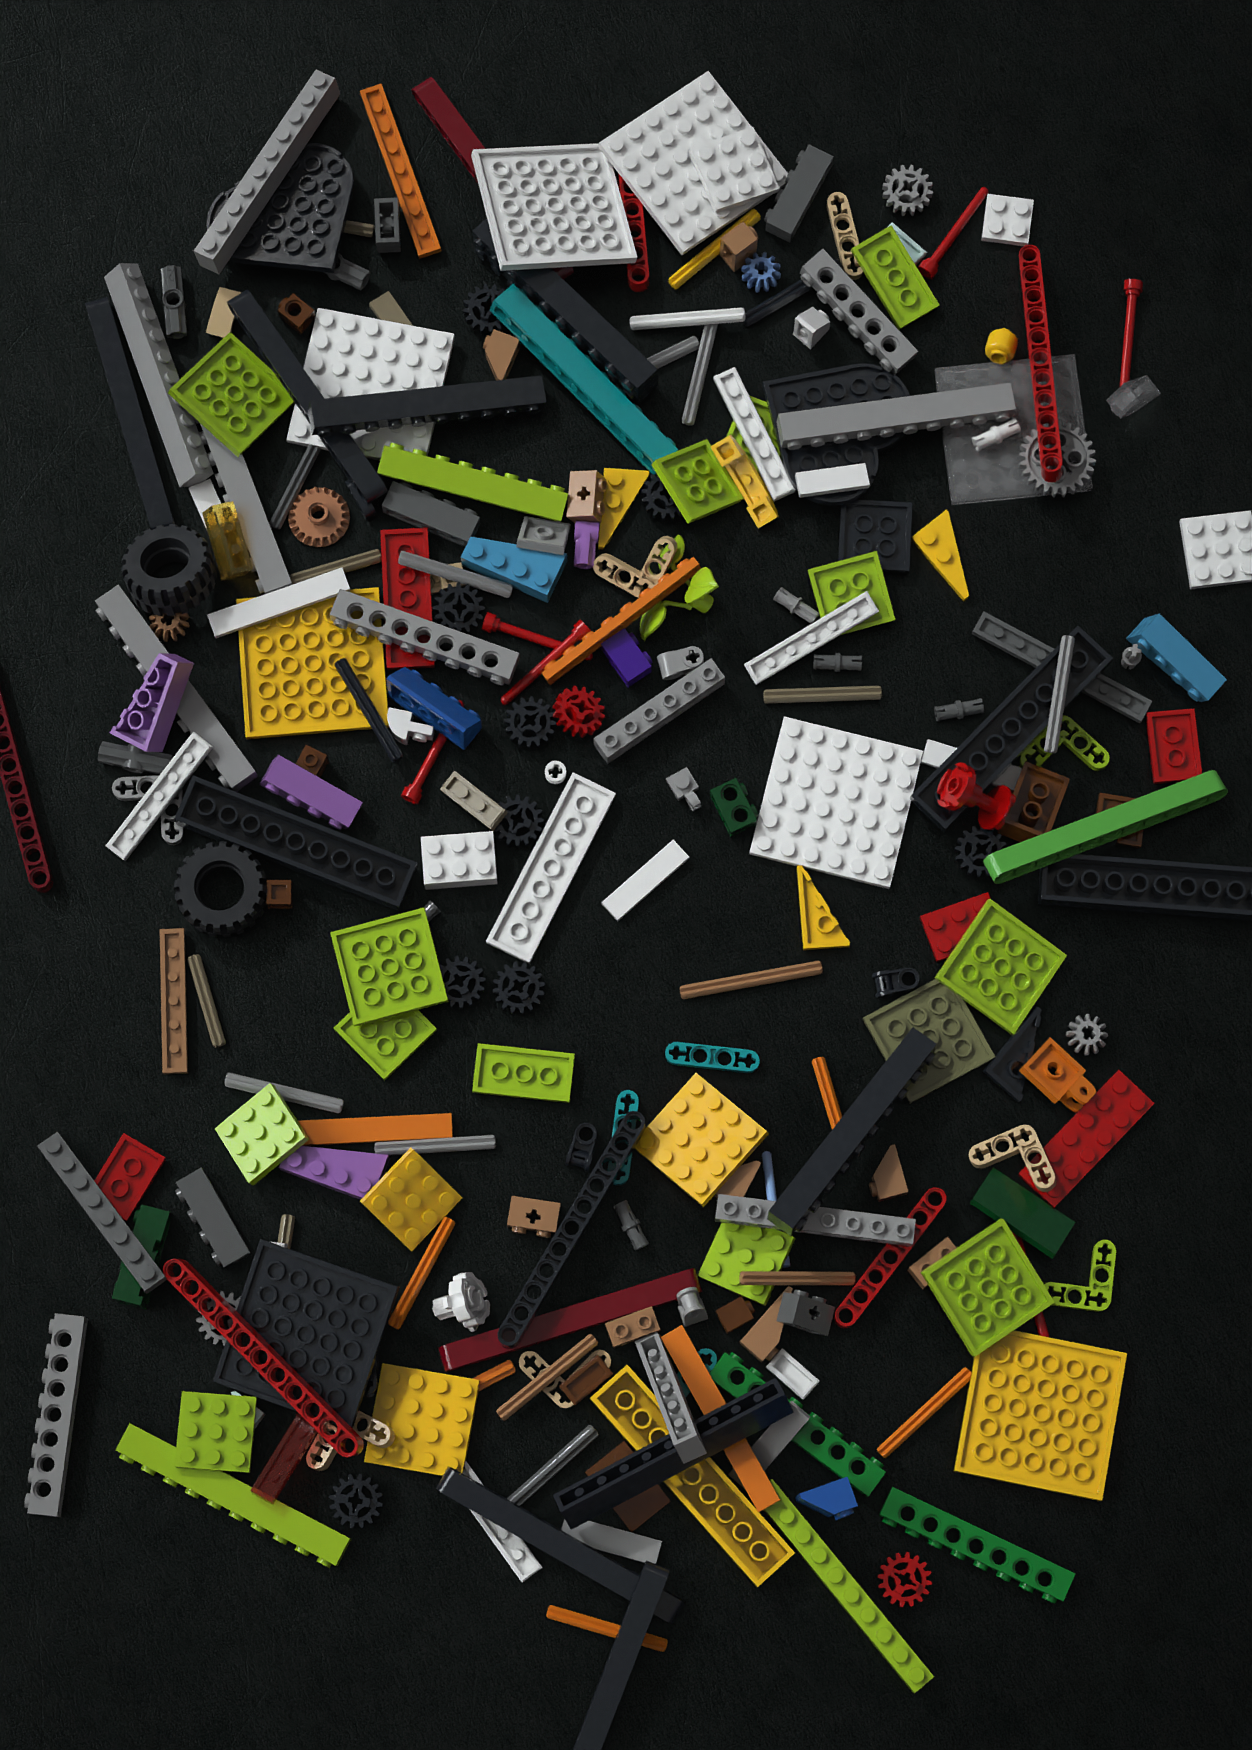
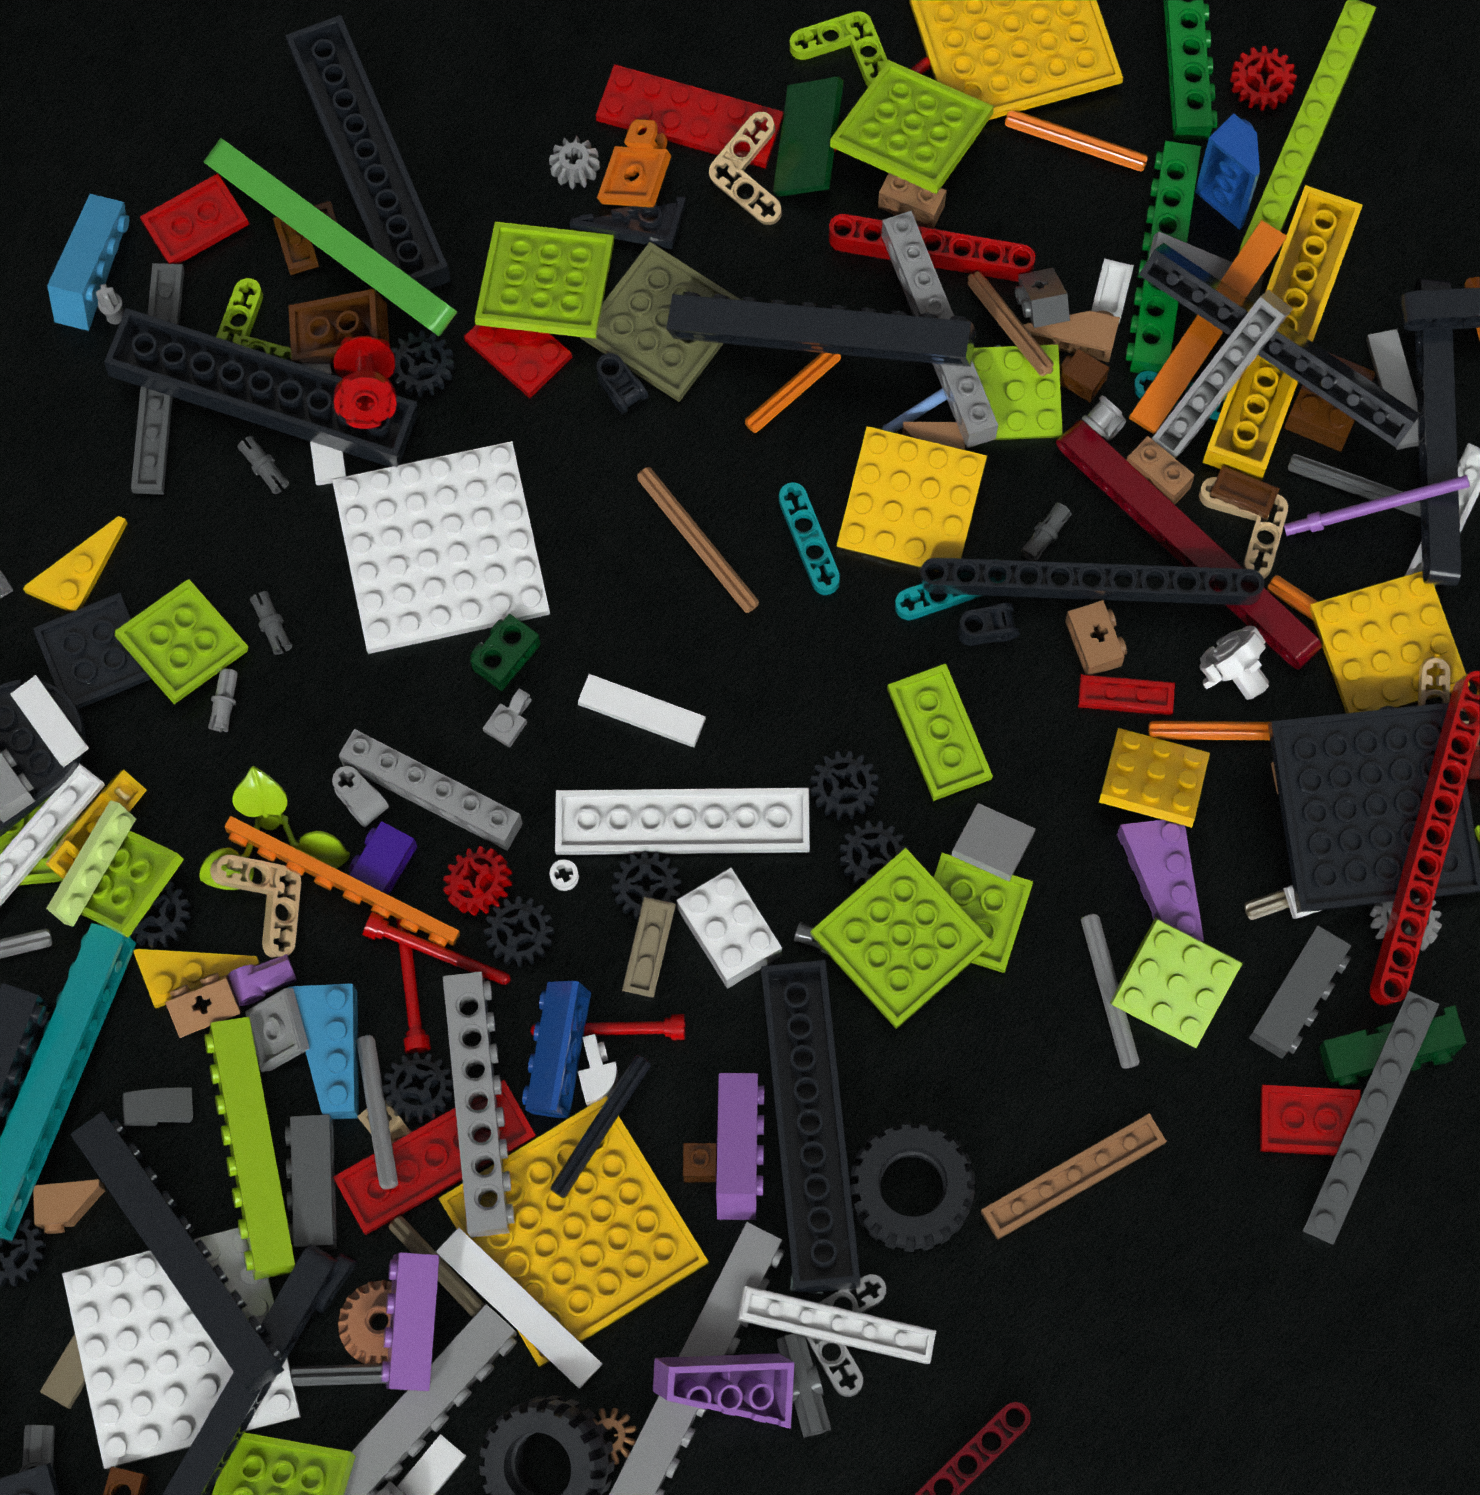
camera: 115 degrees left, 5 degrees down
(206, 1000) = (1051, 1139): dark tan axle -> none
(227, 540) = (470, 1413): clear yellow brick -> none
(279, 894) = (880, 1112): reddish brown brick -> none
(303, 528) = (411, 1321): none -> medium lavender wedge
(377, 1129) = (1091, 862): orange tile -> none
(425, 1067) = (993, 842): none -> light grey tile
(436, 1145) = (1075, 789): light grey axle -> none
(484, 1218) = (1126, 694): none -> red tile
(534, 440) = (157, 1105): none -> dark grey slope
(538, 1421) = (1317, 521): none -> medium lavender bar
(547, 1377) = (1266, 533): medium nougat axle -> none
(718, 465) = (91, 863): none -> yellowish green plate
(811, 637) = (256, 661): white tile -> none
(818, 925) = (596, 496): yellow wing -> none
(822, 694) = (318, 622): dark tan axle -> none
(889, 1177) = (845, 287): medium nougat slope -> none
(1059, 694) = (197, 344): light grey axle -> none

